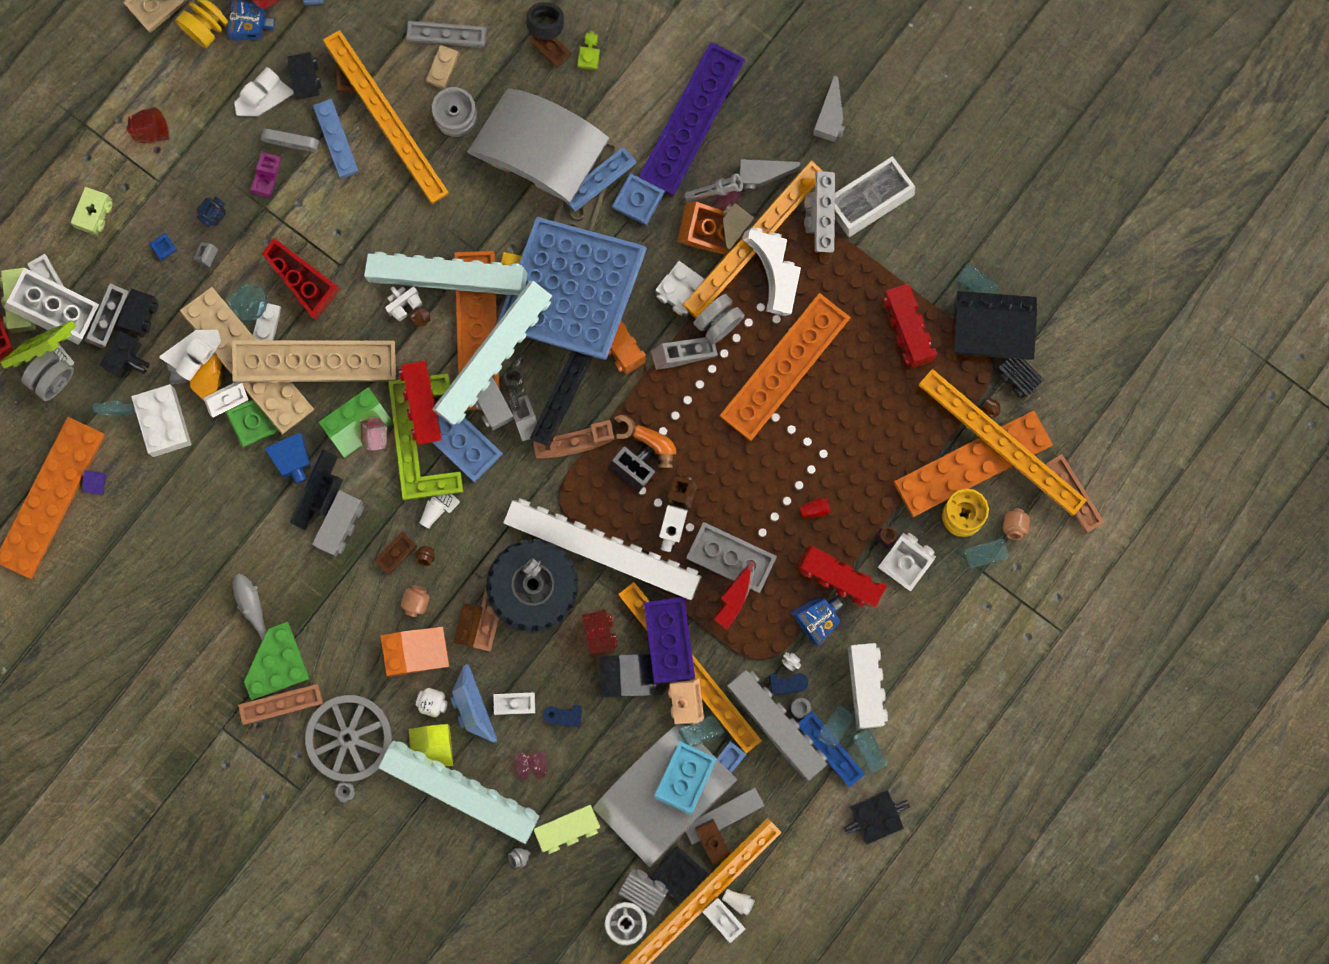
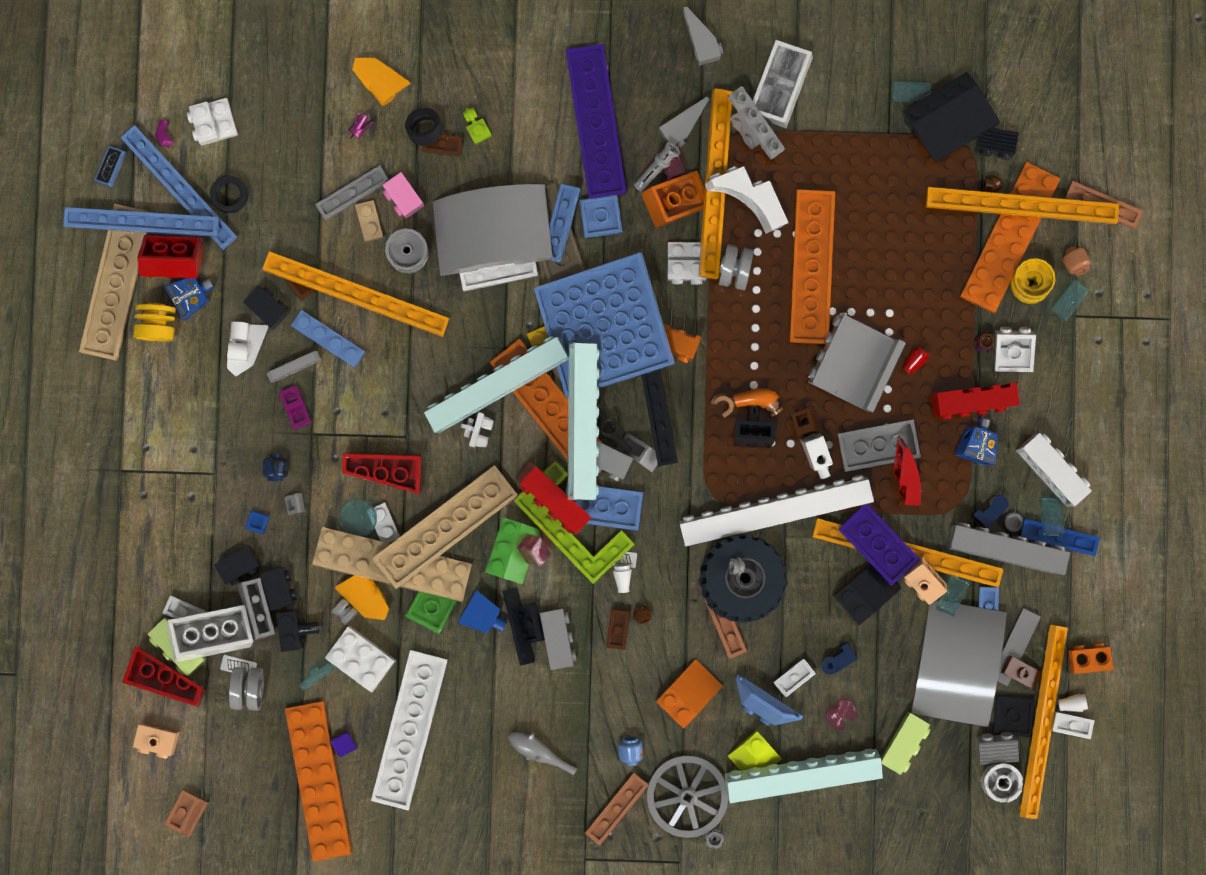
camera: 30 degrees left, 5 degrees up
(38, 345) = (224, 671): lime plate -> none
(91, 201) = (173, 529): yellowish green brick -> none
(119, 270) = (238, 565): none -> black brick
(148, 126) = (174, 436): clear red helmet -> none
(157, 510) = (409, 730): none -> white plate
(192, 352) = (347, 589): white panel -> none
(225, 398) = (399, 606): white plate -> none
(276, 663) = (589, 780): bright green plate -> none
(329, 663) = (630, 750): none -> medium blue head
(415, 601) = (660, 655): nougat head -> none
(420, 316) = (500, 432): reddish brown plate -> none
(431, 702) = (731, 723): white head -> none
(468, 625) = (715, 644): reddish brown plate -> none
(485, 65) = (403, 196): none -> bright pink brick
(515, 186) = (497, 275): none -> white plate
(518, 857) = (883, 791): light grey plate -> none
(577, 442) = (694, 440): nougat slope -> none
(598, 633) = (821, 577): clear red brick -> none
(682, 352) = (725, 313): light grey slope -> none
(685, 778) = (969, 641): medium azure plate -> none
(735, 223) = (693, 182): dark tan slope -> none
(762, 472) = (855, 362): none -> light grey panel
(778, 877) = (1090, 663): none -> orange brick
(791, 661) = (981, 492): white plate -> none
(870, 751) = (1091, 517): clear light blue plate -> none
(876, 817) = (1131, 563): black plate -> none
(909, 326) = (885, 166): red wedge -> none

